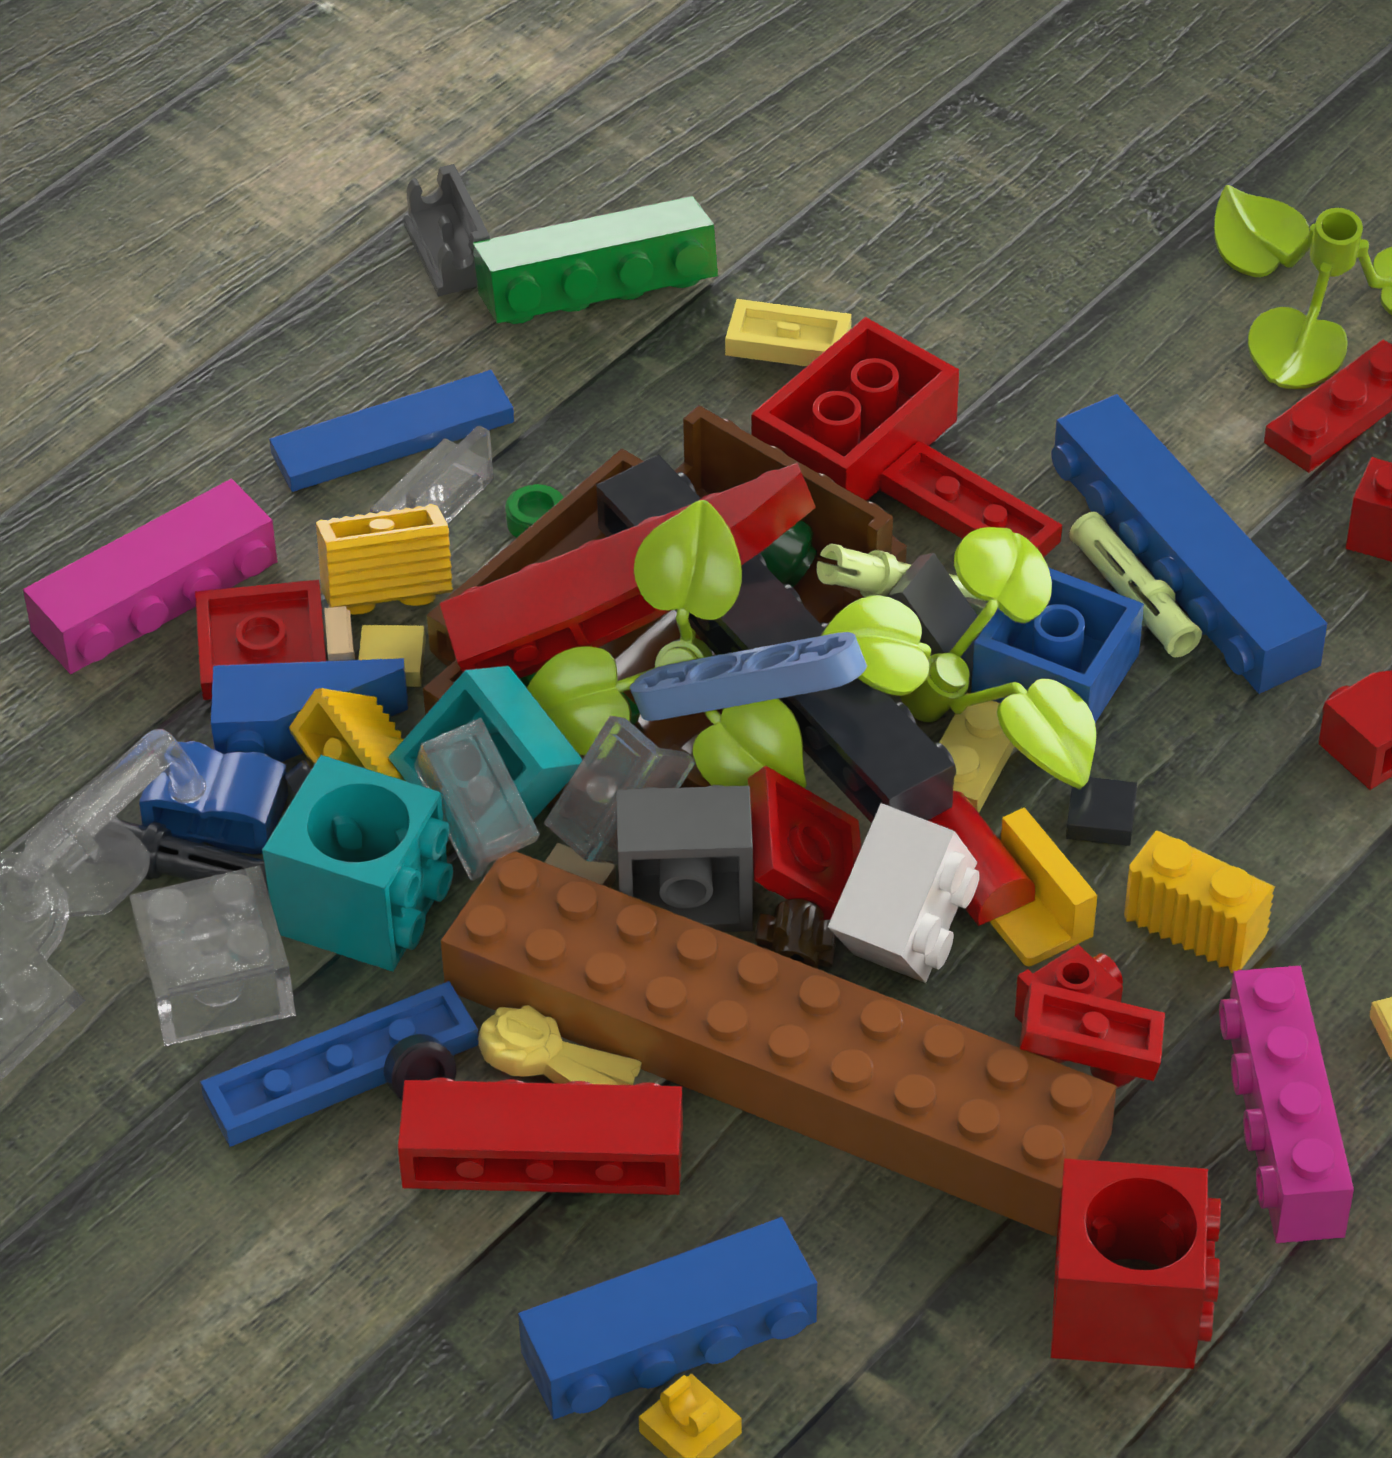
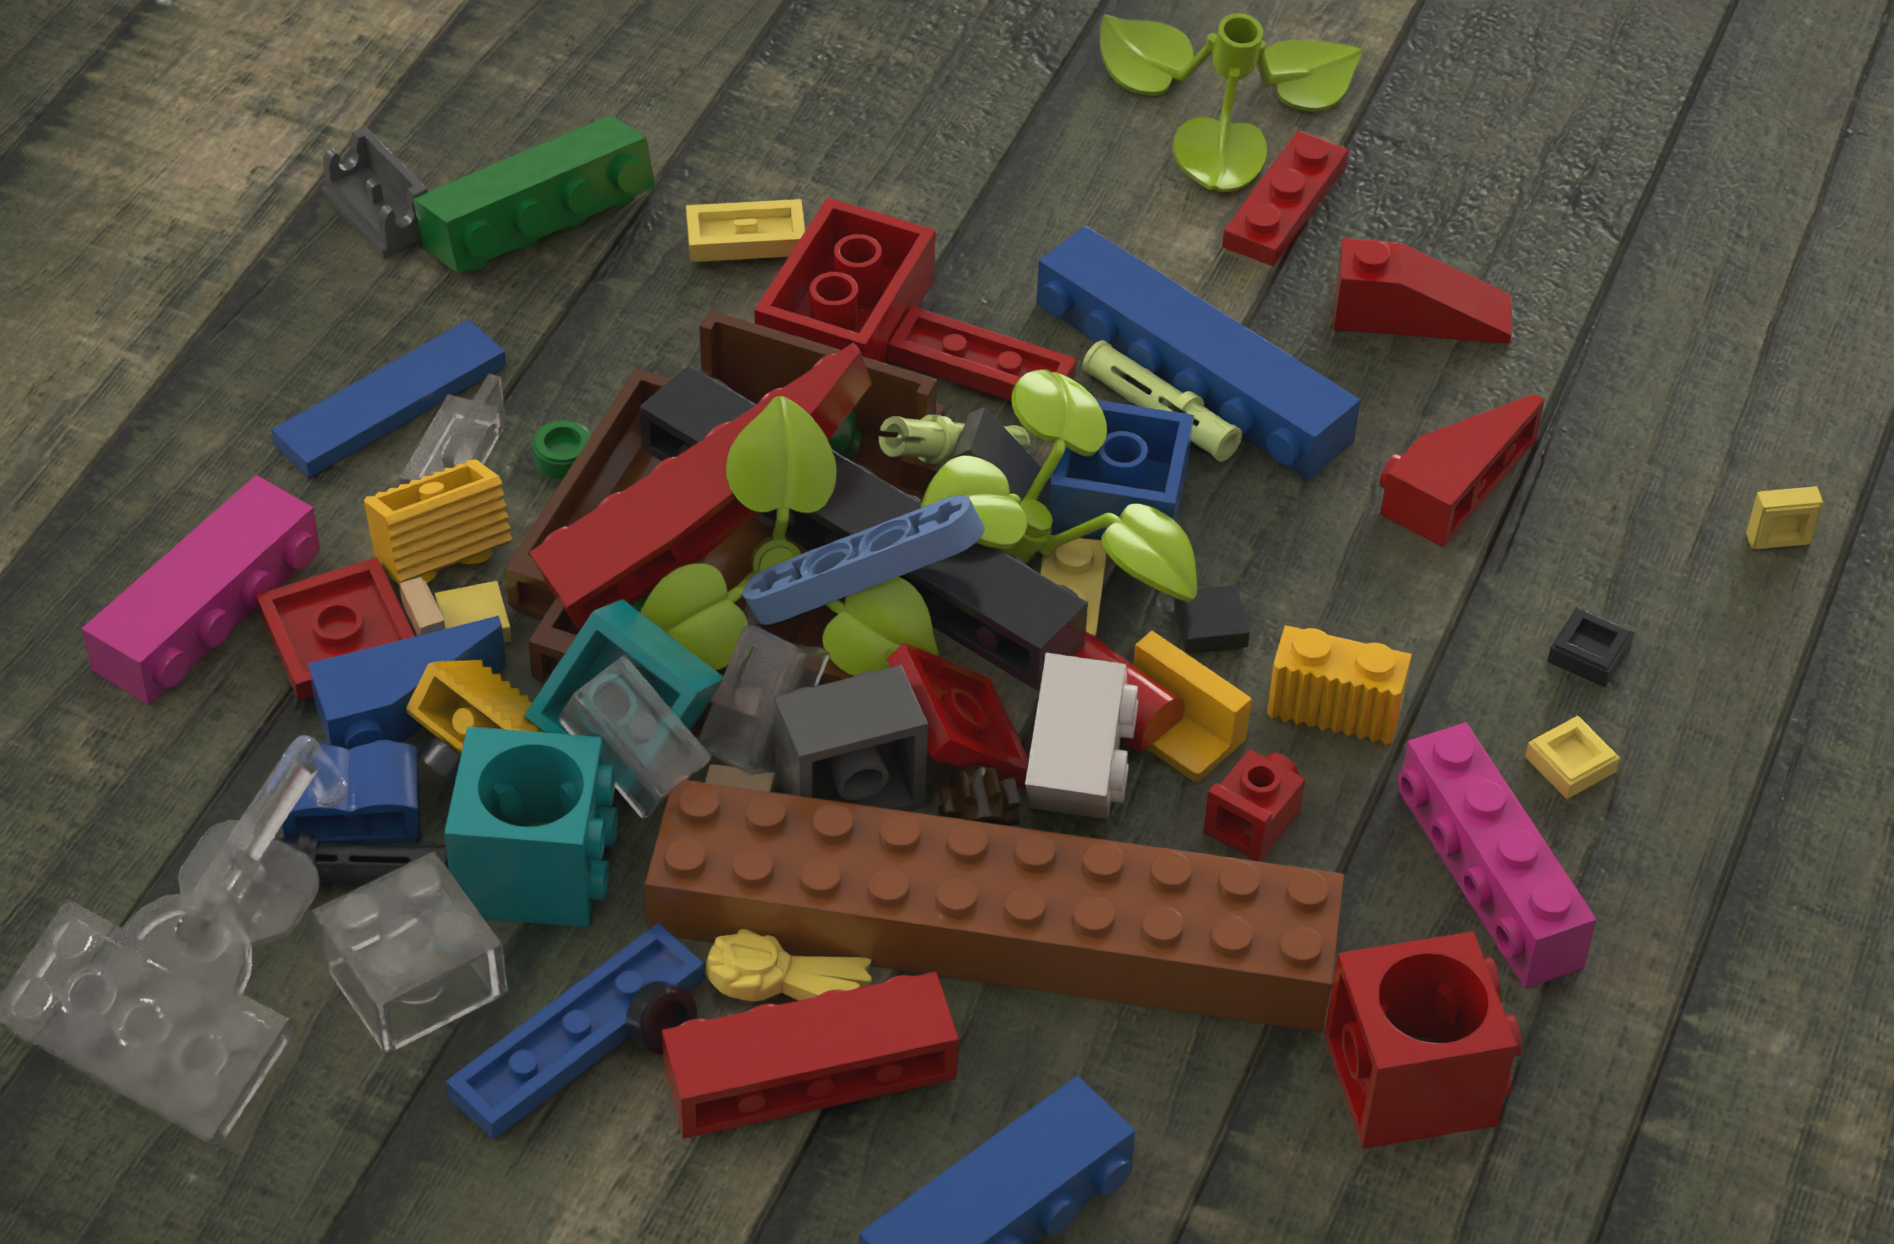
camera: 20 degrees left, 0 degrees up
(1105, 1034) = (1306, 828): red tile -> none

